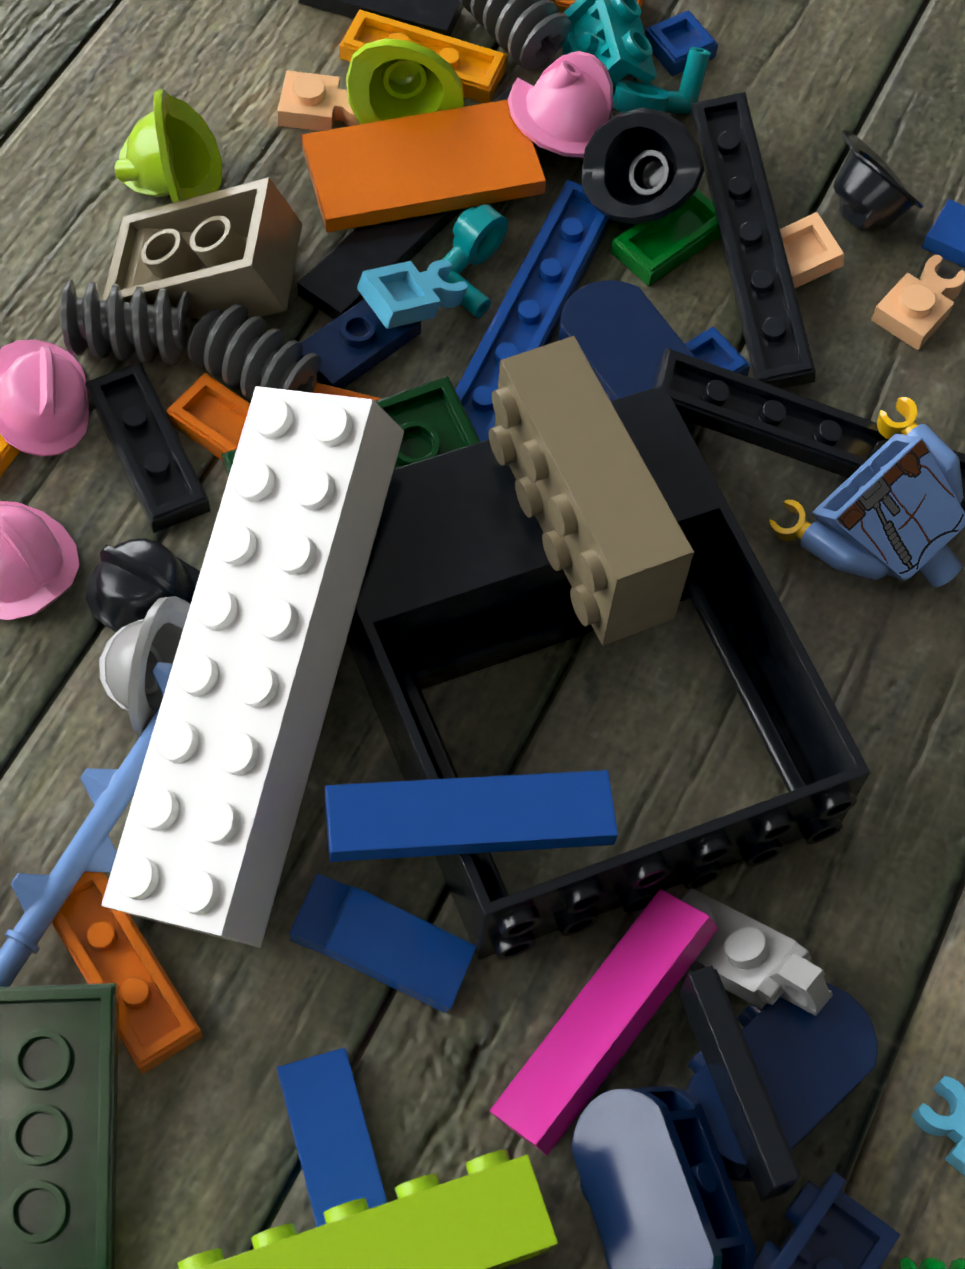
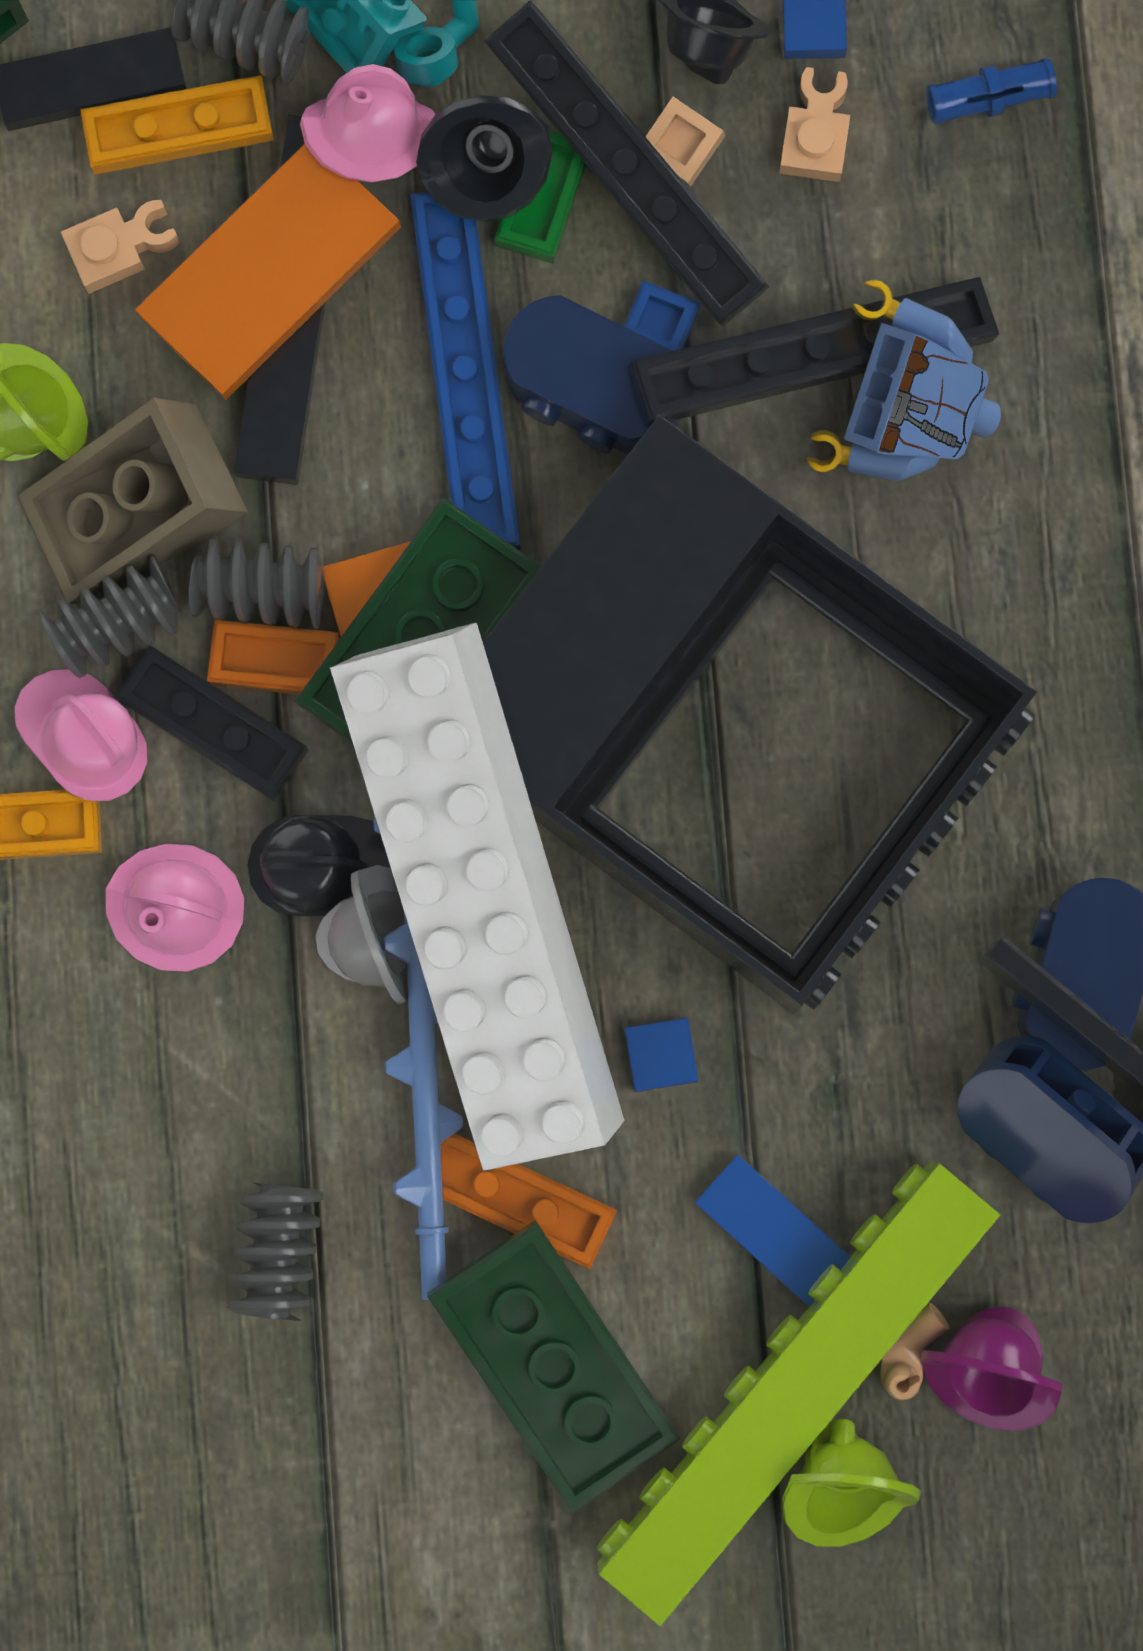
camera: 20 degrees left, 20 degrees up
(355, 344) = (327, 494): dark blue plate -> none
(399, 81) = (192, 192): lime helmet -> none
(399, 949) = (731, 1051): blue tile -> none
(407, 296) = (350, 431): medium azure plate -> none
(469, 815) = (742, 932): blue tile -> none
(476, 239) = (366, 316): teal plate -> none
(588, 491) = (670, 590): dark tan brick -> none
(603, 1021) = (929, 1012): dark pink tile -> none
(758, 960) = (1003, 893): light grey hinge -> none

